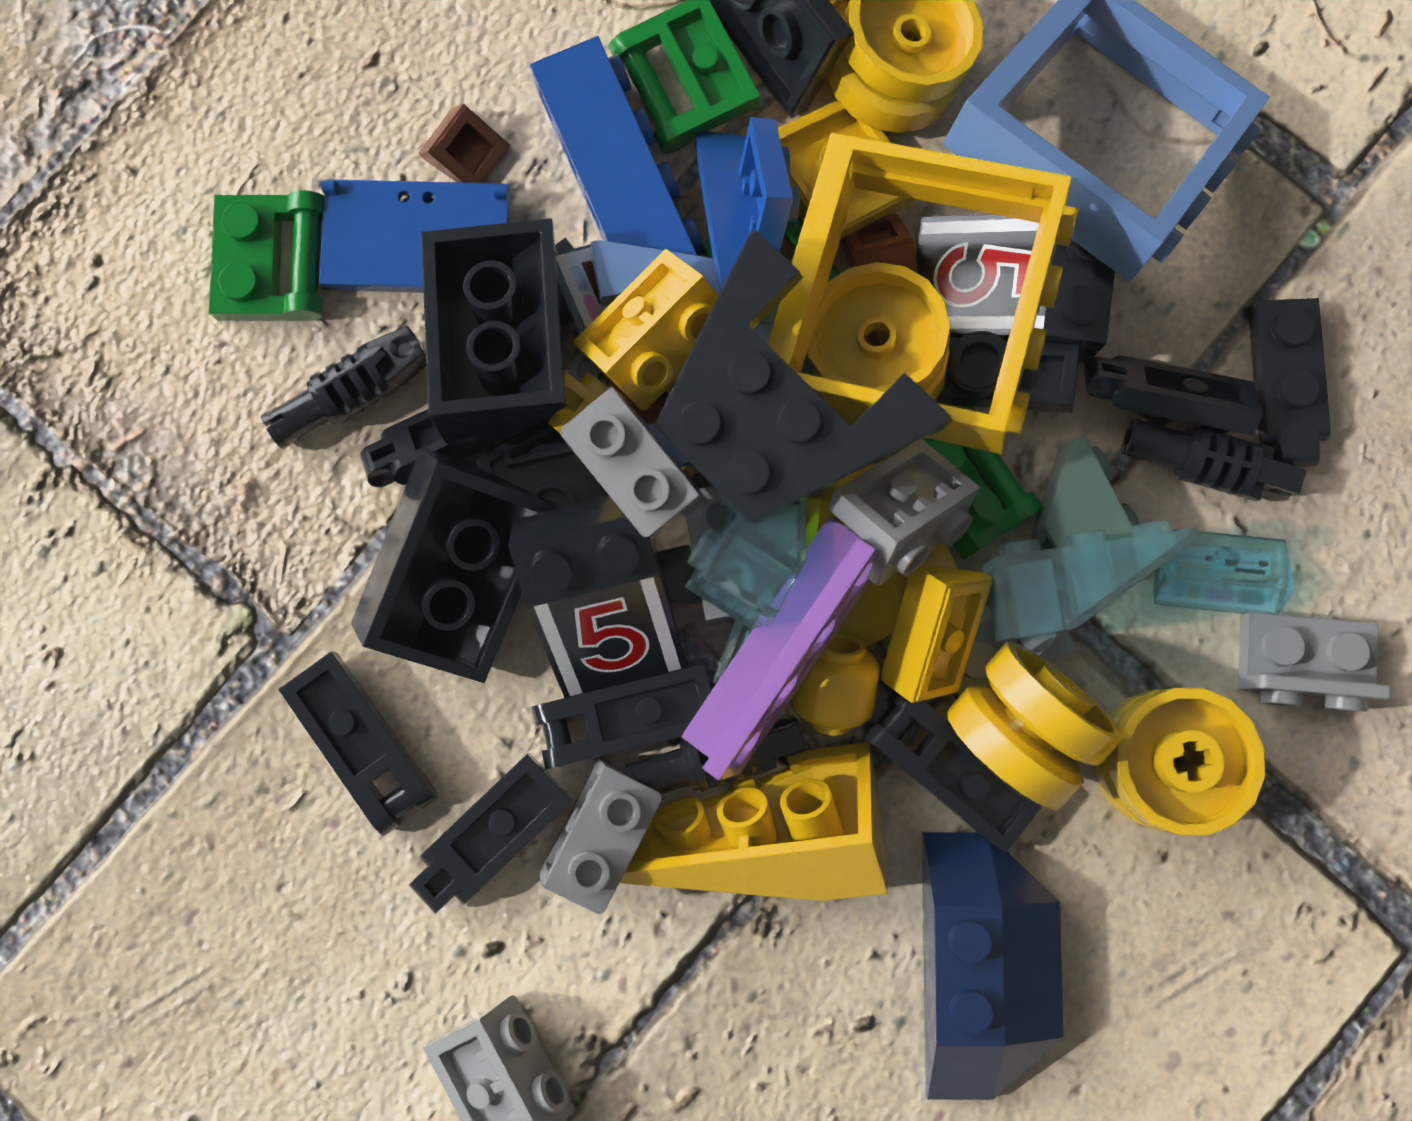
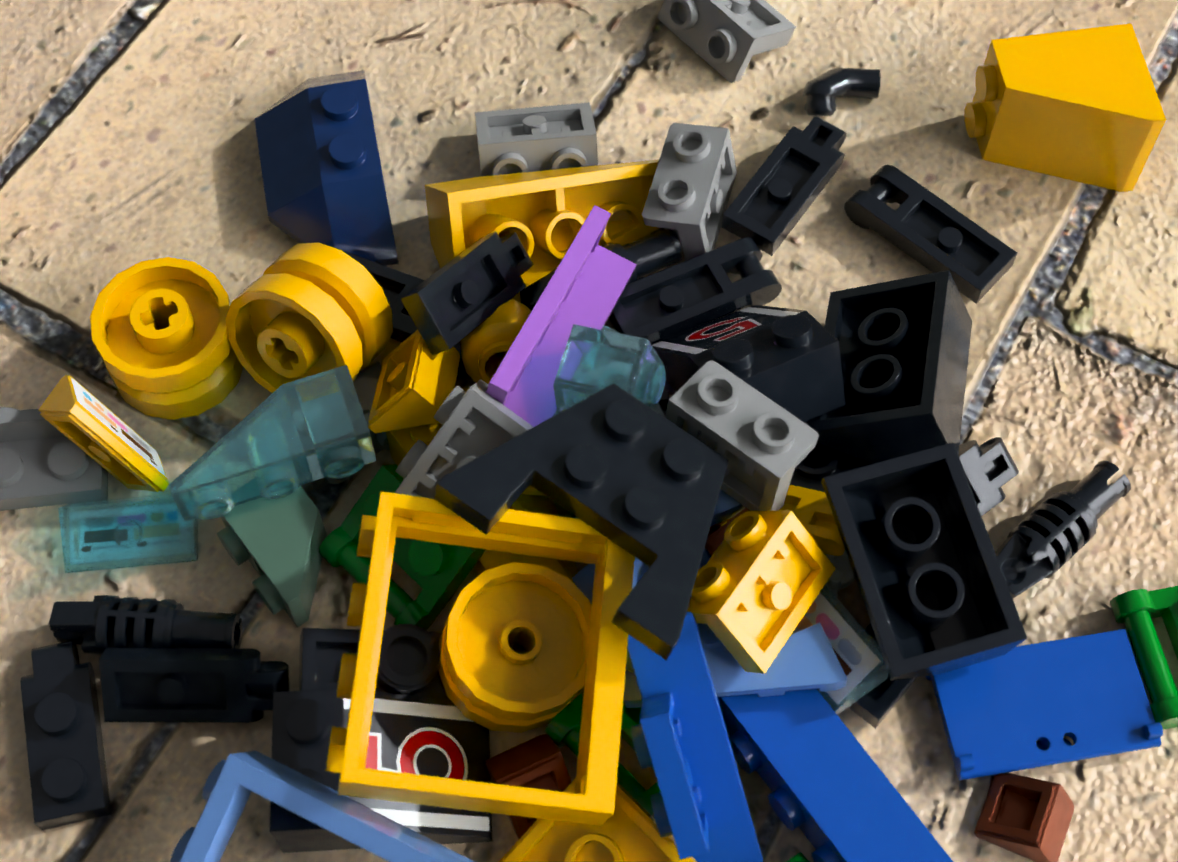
camera: 165 degrees right, 20 degrees down
(155, 848) = (1068, 106): none -> yellow slope
(401, 960) = (840, 82): none -> black arm
(752, 945) = (536, 139): none -> light grey bracket
(863, 728) = (467, 290): none -> black hinge
(1249, 647) = (103, 436): none -> yellow slope

